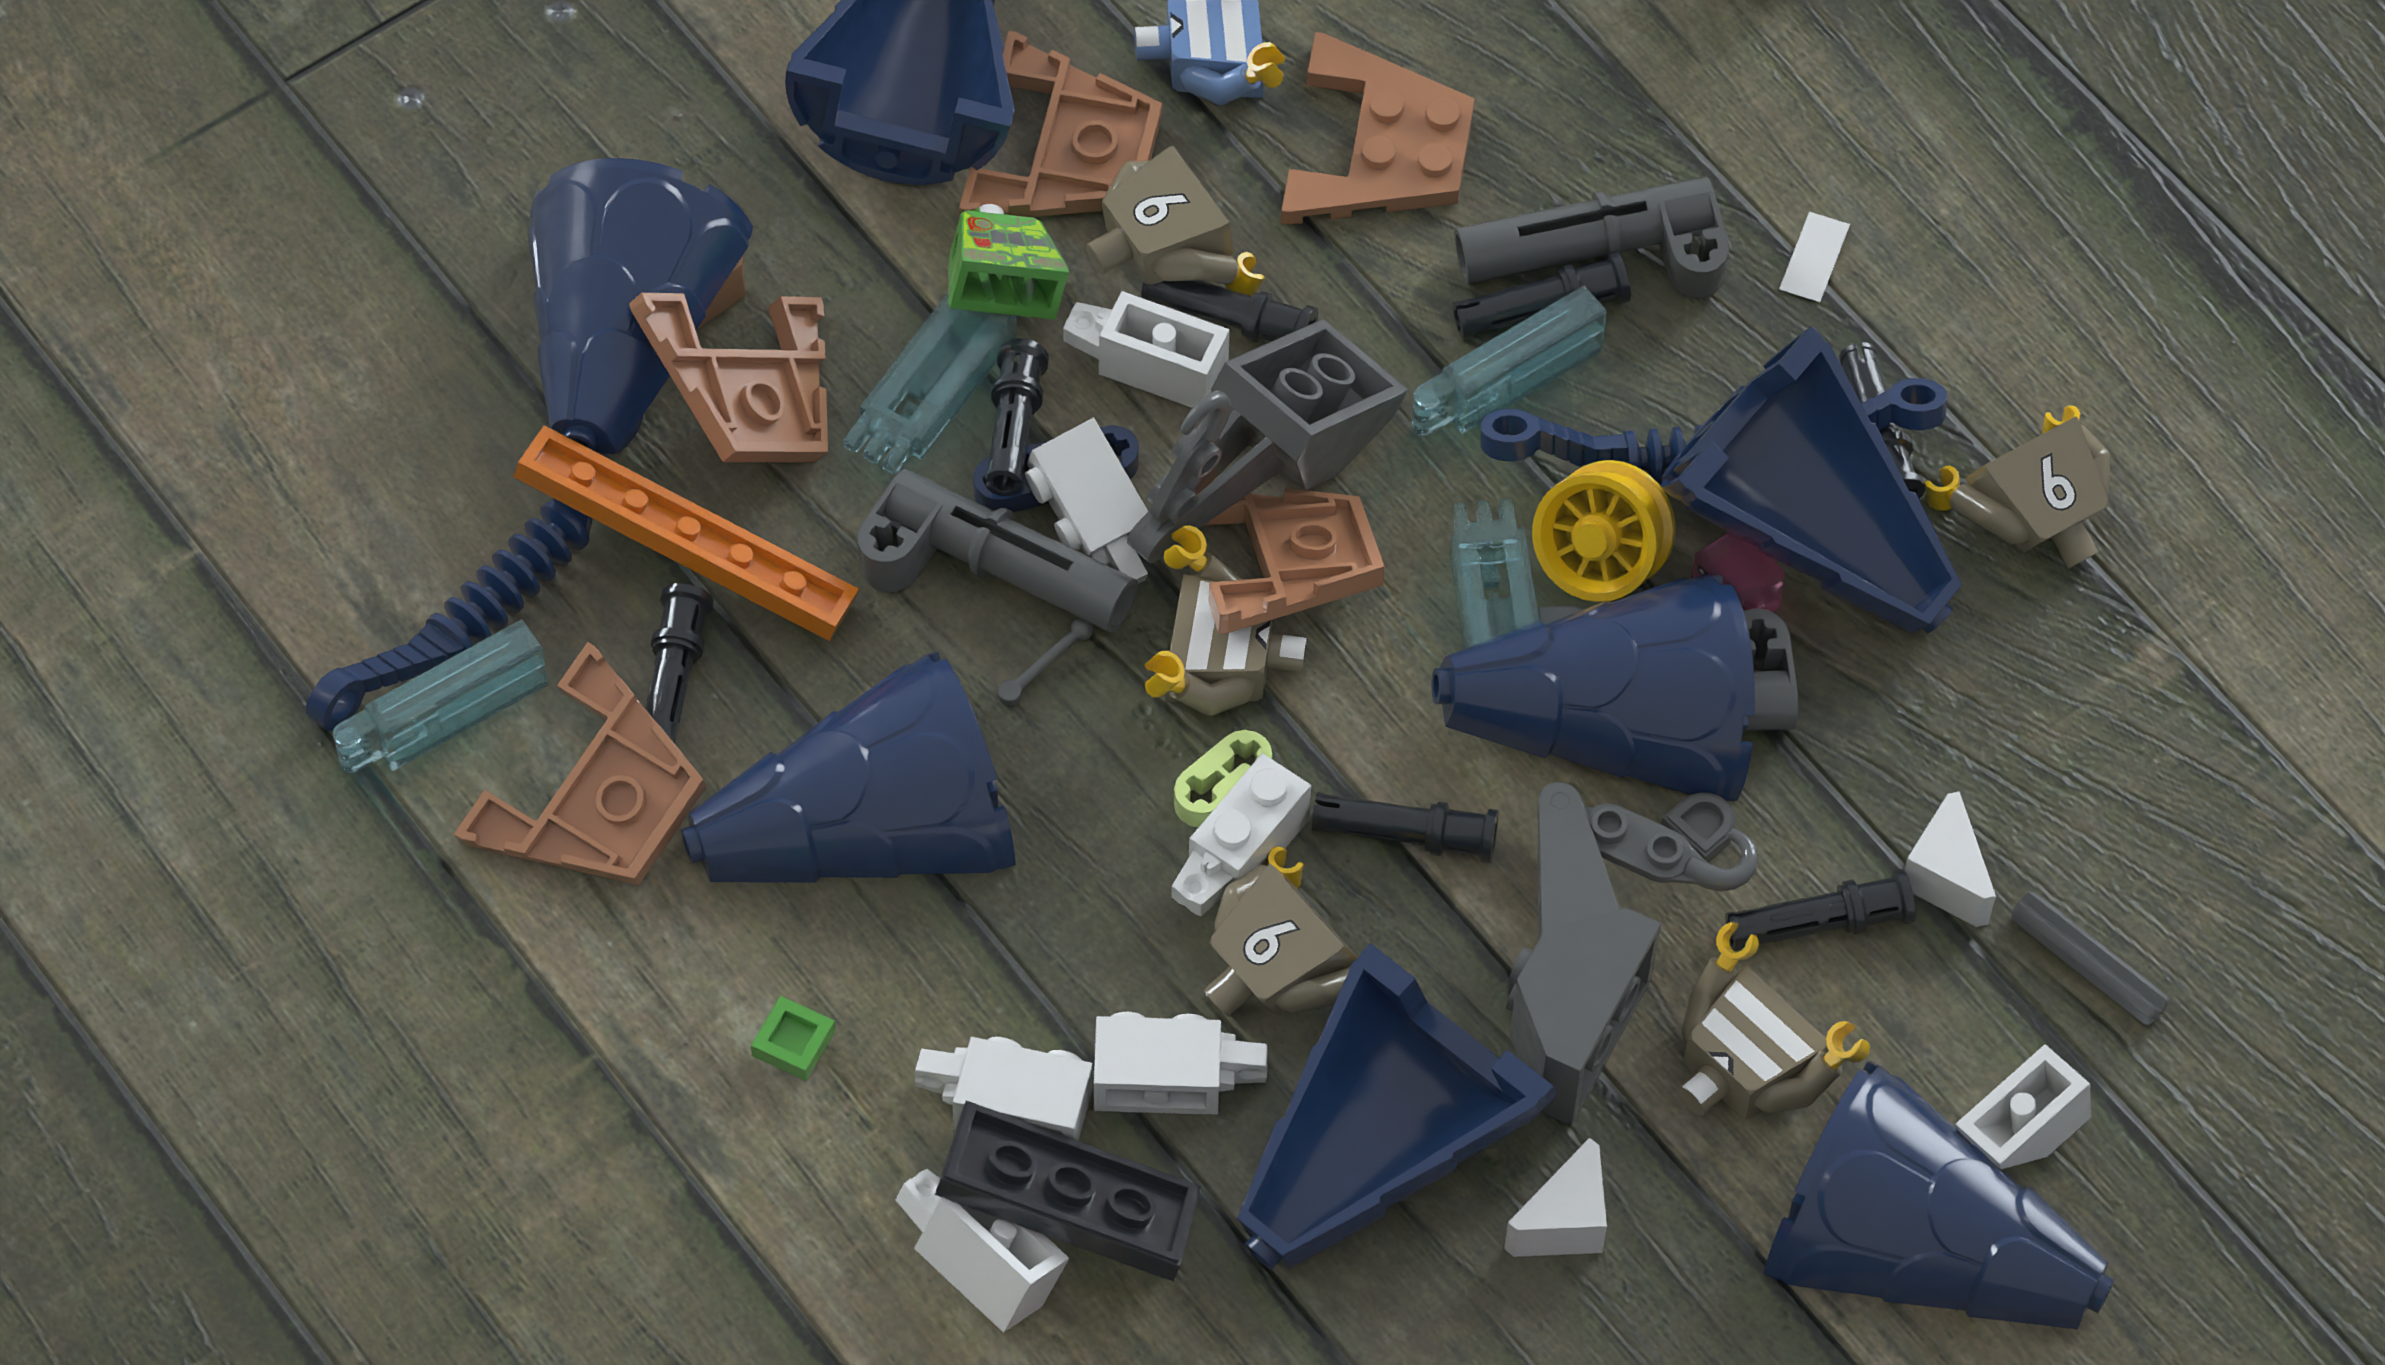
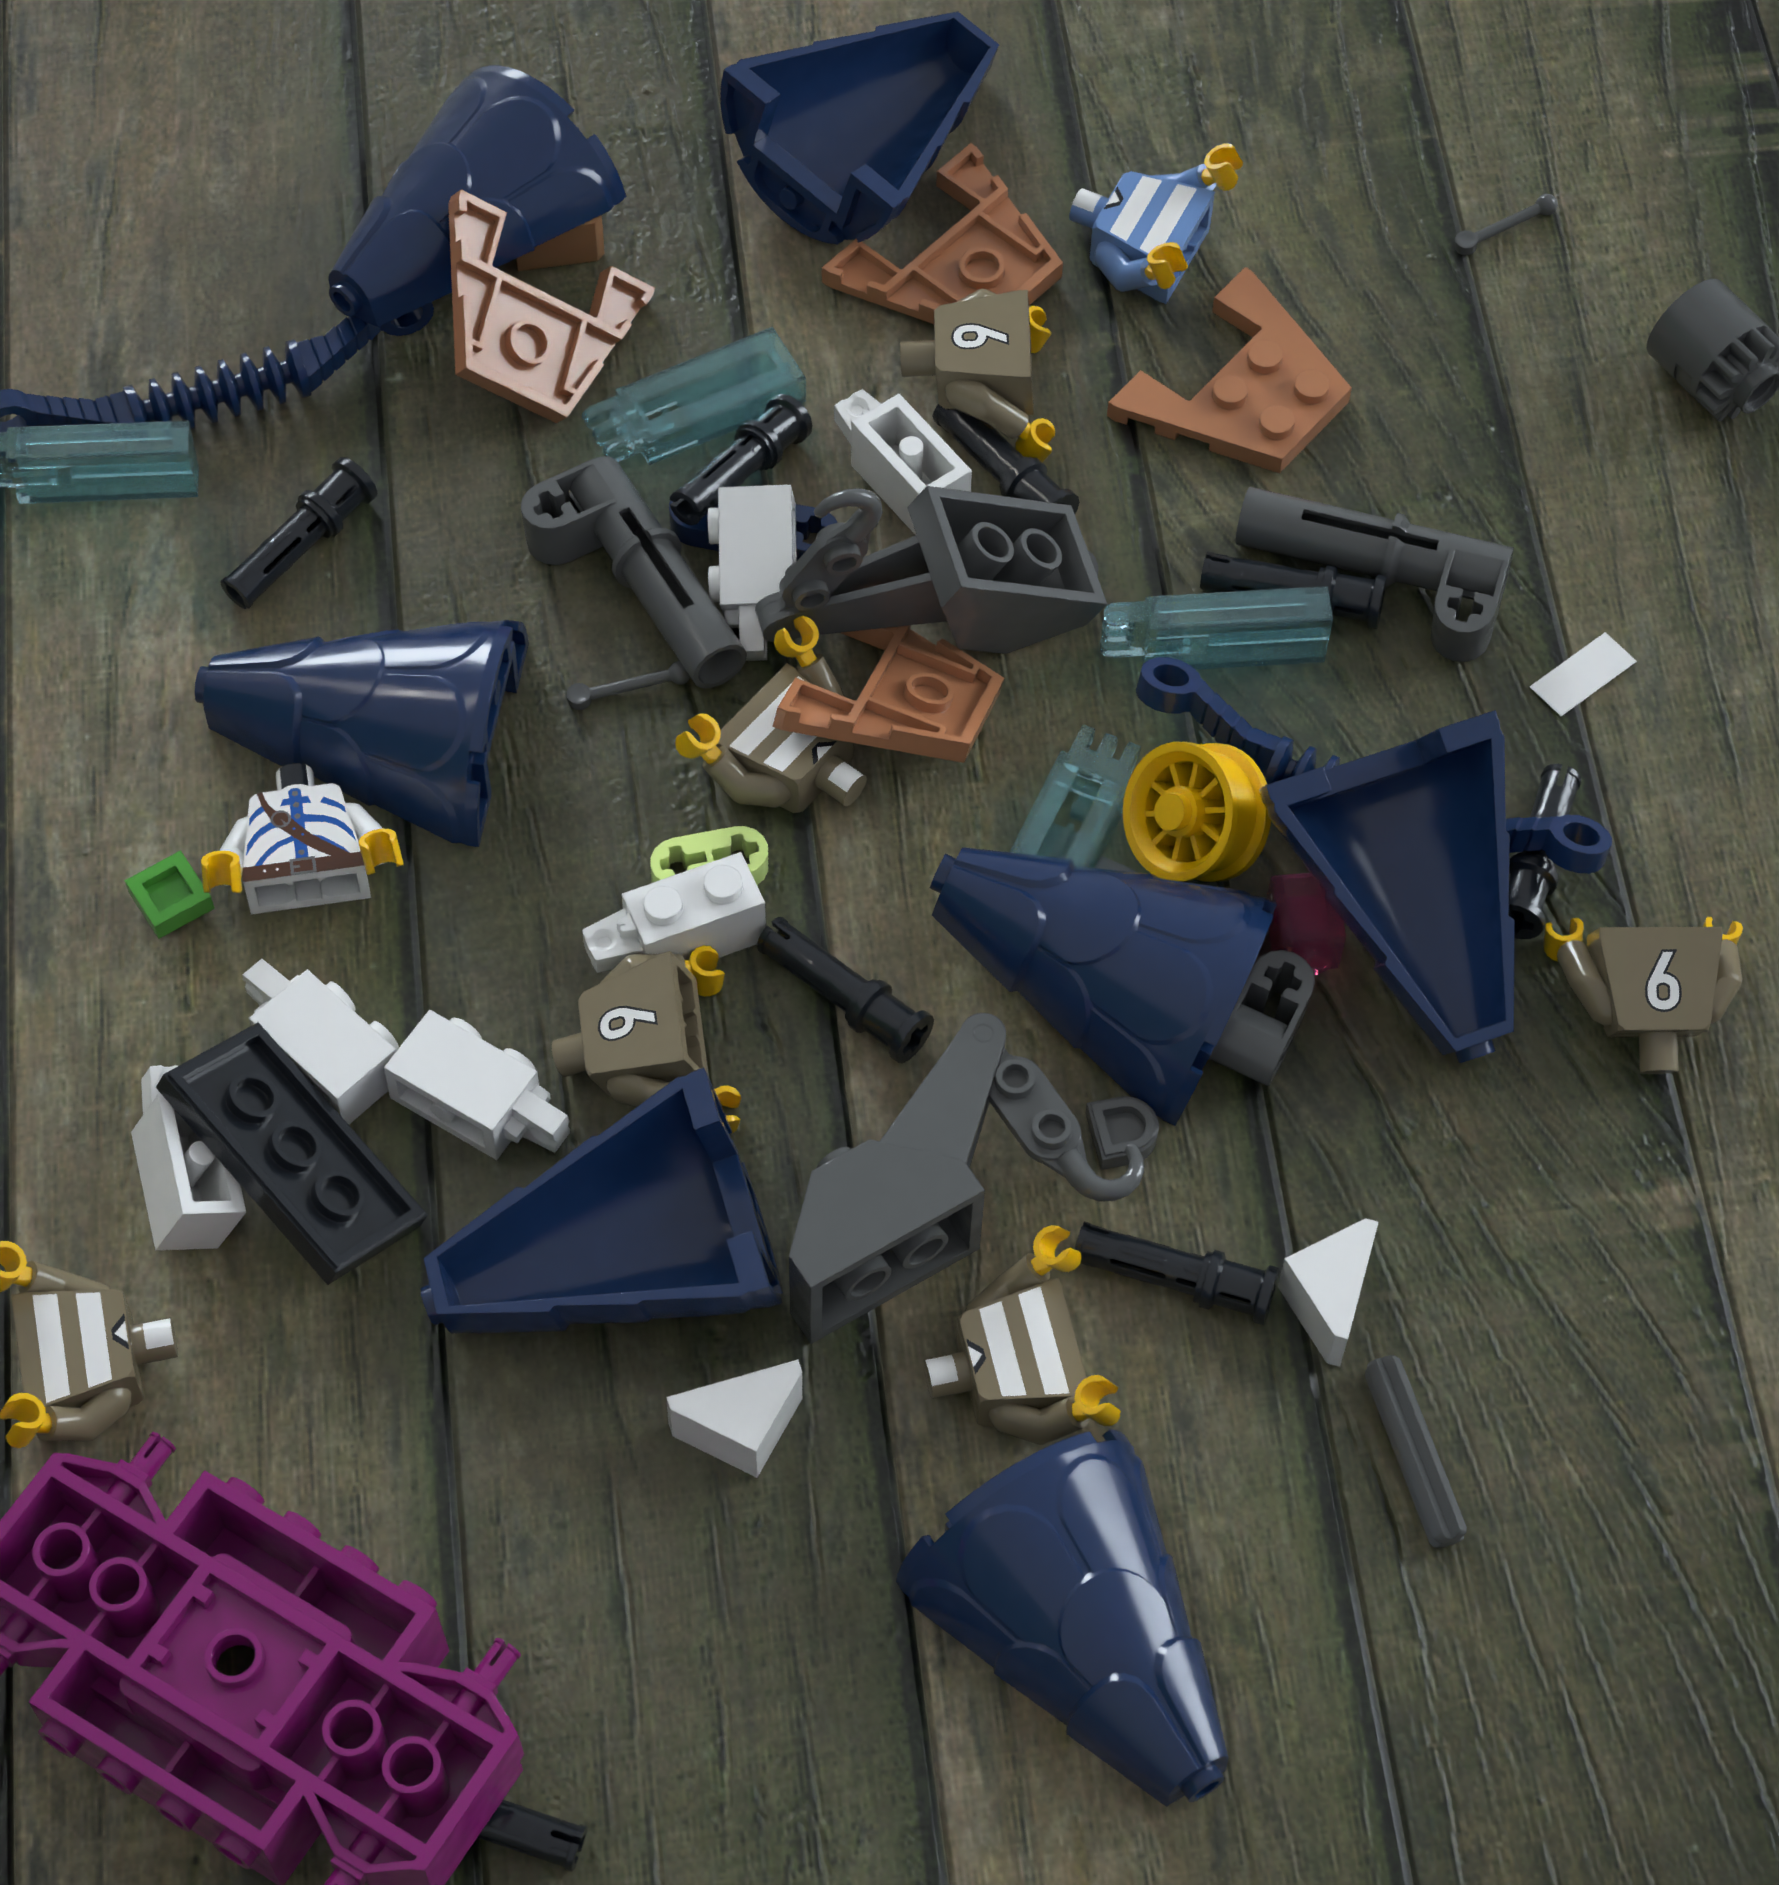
camera: 30 degrees right, 0 degrees up
(616, 800) = (172, 613): nougat wing -> none
(686, 533) = (386, 421): orange plate -> none
(884, 936) = (300, 847): none -> torso
(1004, 265) = (817, 327): bright green torso -> none
(2029, 1111) = (1239, 1566): white slope -> none

